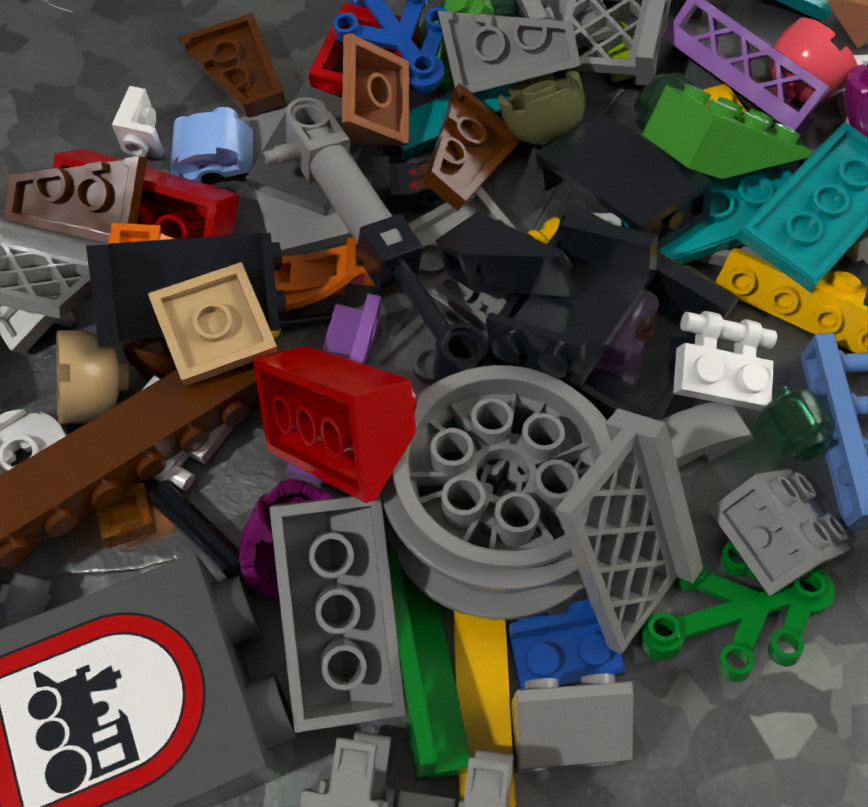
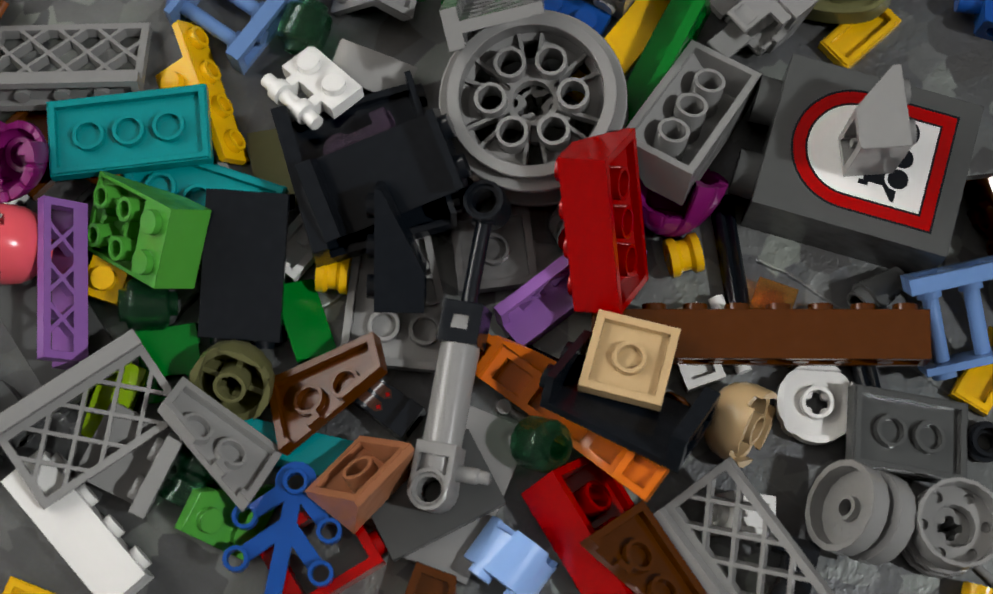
camera: 140 degrees left, 10 degrees up
(85, 715) = (879, 128): none -> light grey slope
(244, 489) = (683, 255): none -> yellow wheel
(247, 216) = (540, 444): none -> clear green head
(533, 193) = (306, 321): none -> green slope
(612, 97) = (172, 350): none -> green piece

